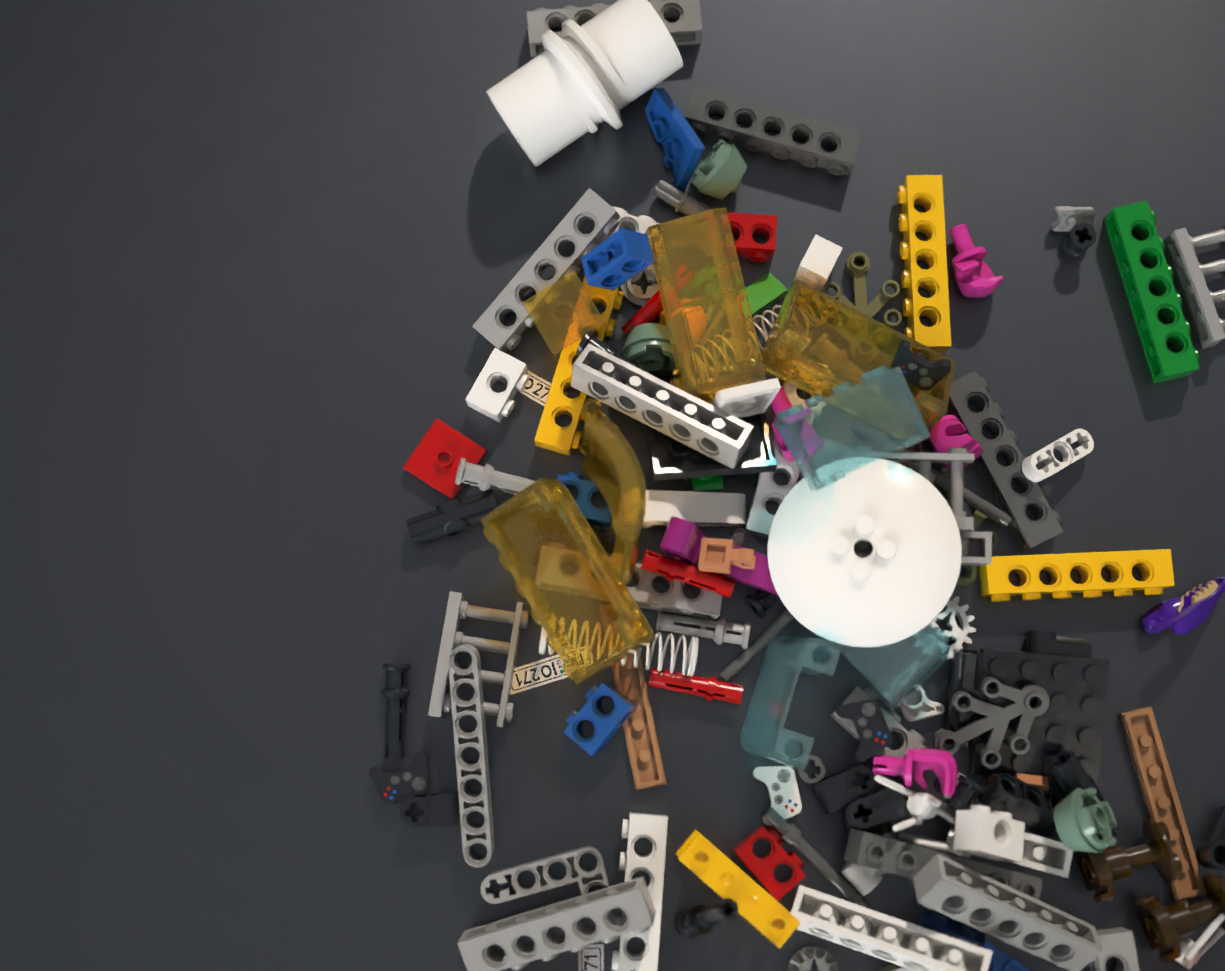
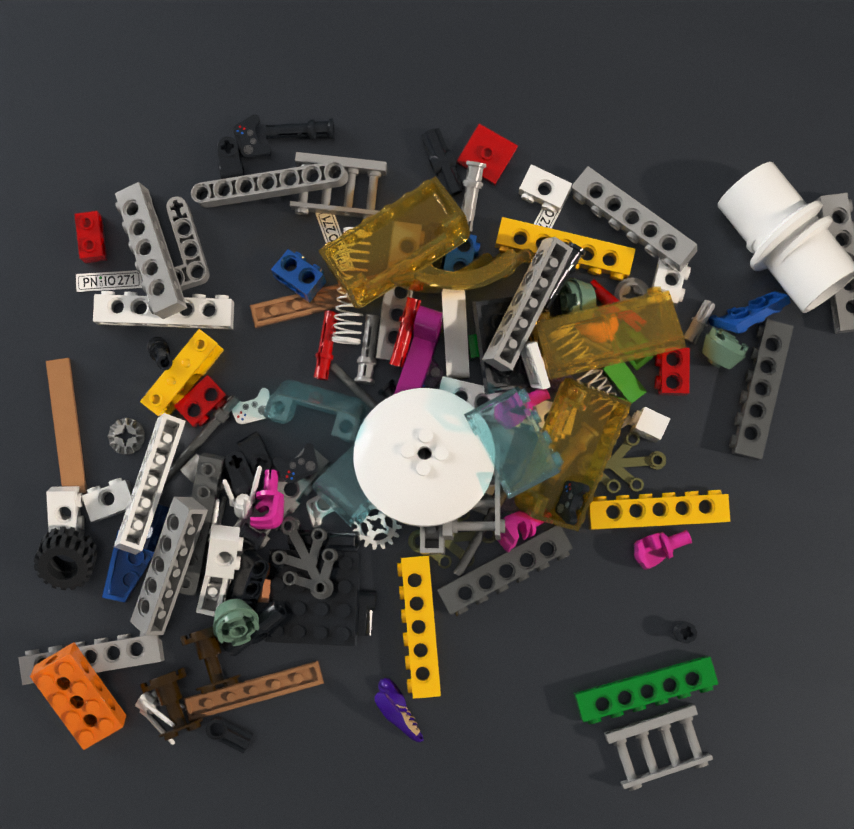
camera: 90 degrees right, 5 degrees up
(563, 313) = (599, 231): clear yellow tile -> none
(617, 259) = (641, 268): blue brick -> none
(719, 556) = (418, 353): nougat plate -> none
(817, 777) = (264, 425): dark grey bush -> none
(1052, 464) = (501, 607): white beam -> none
(1072, 216) = (703, 625): light grey piece -> none

